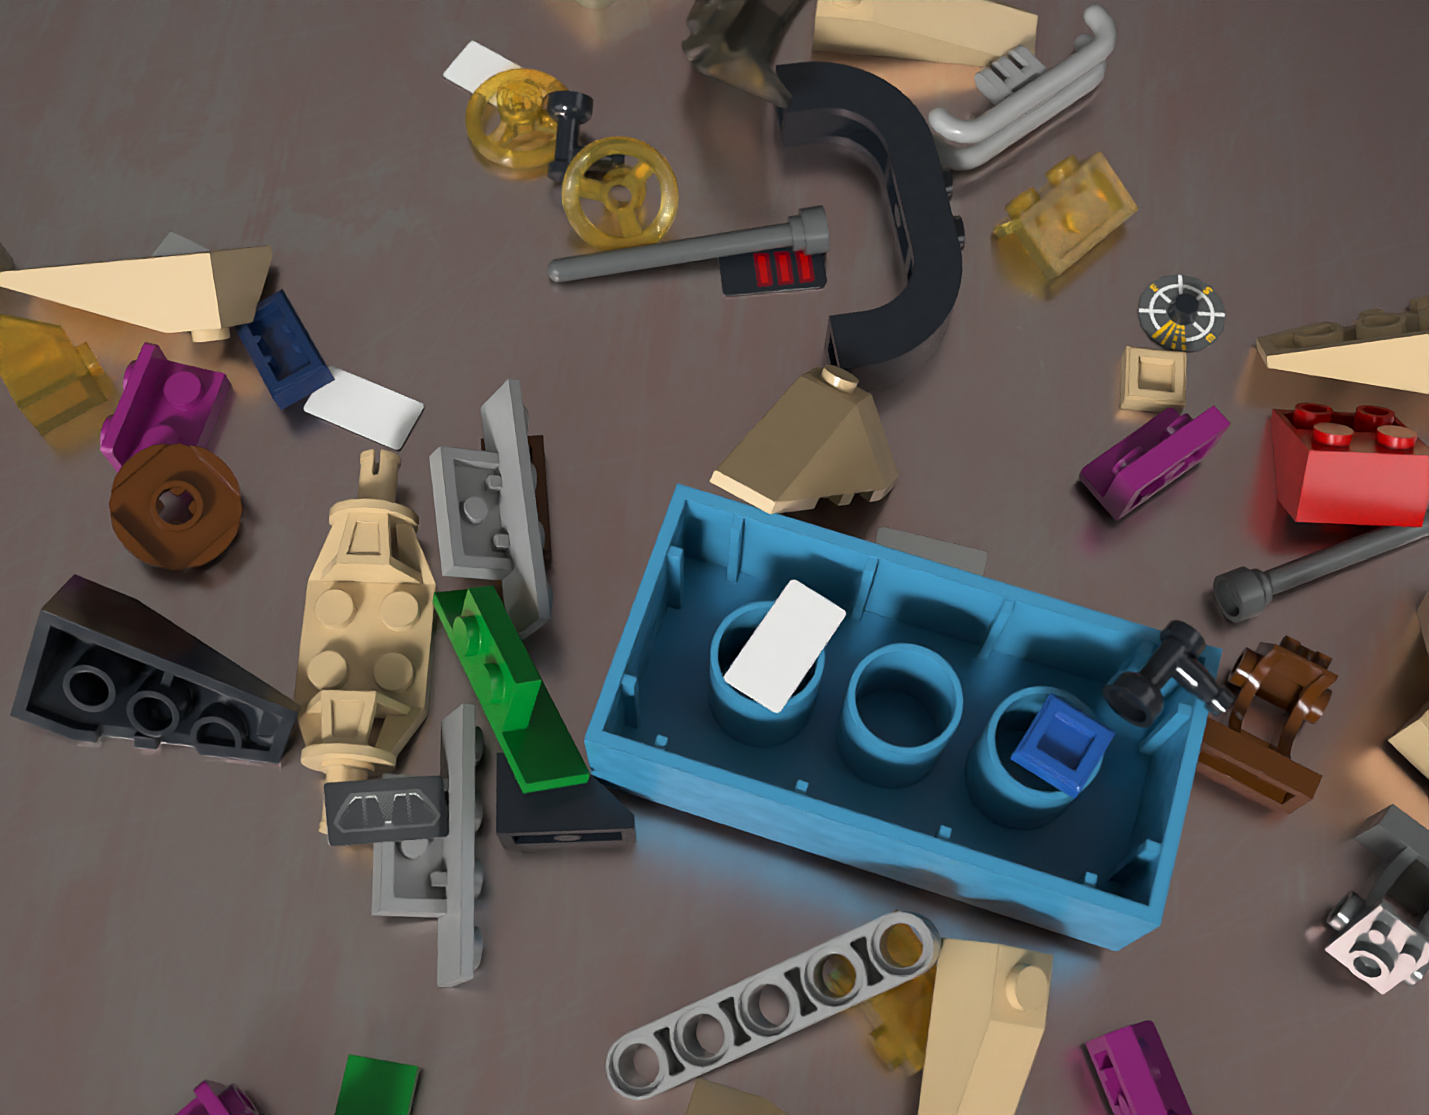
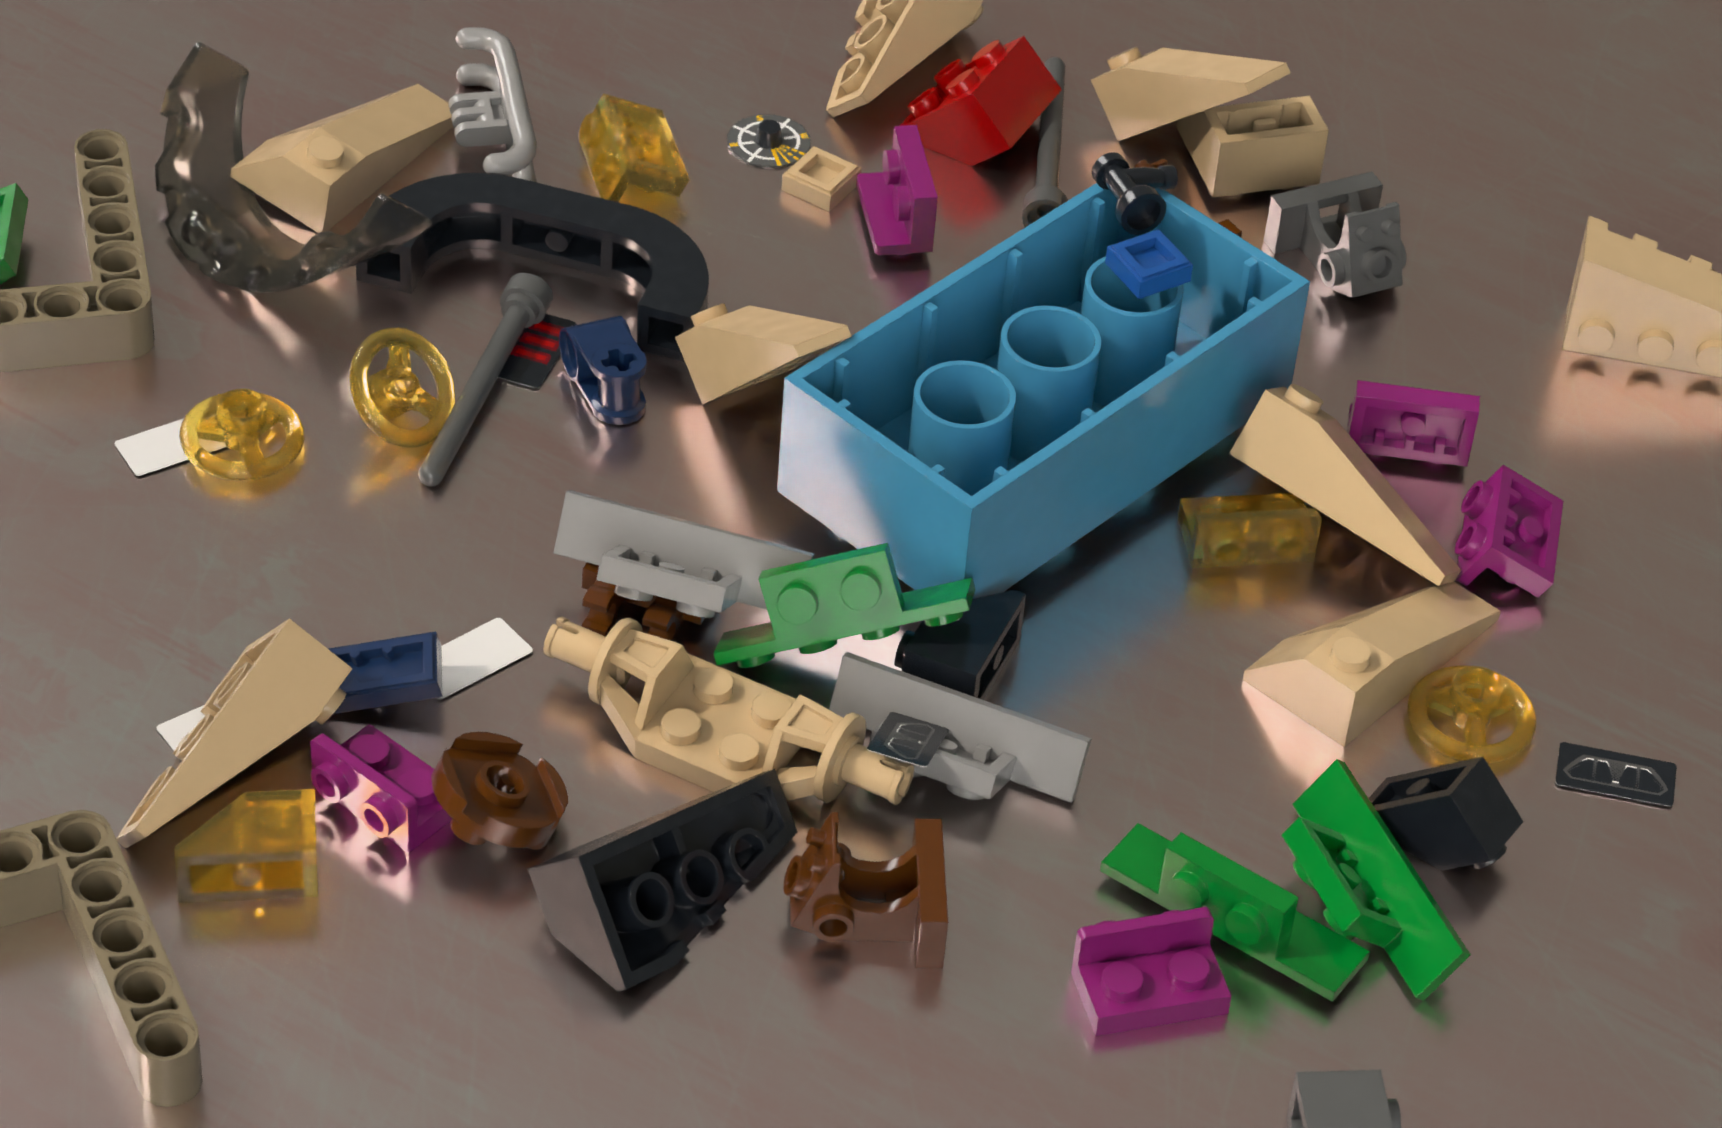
camera: 65 degrees left, 25 degrees down
(186, 823) = (829, 881): none -> reddish brown tile
(570, 111) = (325, 414): black piece -> none
(740, 1014) = (1222, 589): light grey beam -> none
(762, 333) = (606, 368): none -> dark blue piece
(784, 646) = (965, 379): white sticker -> none

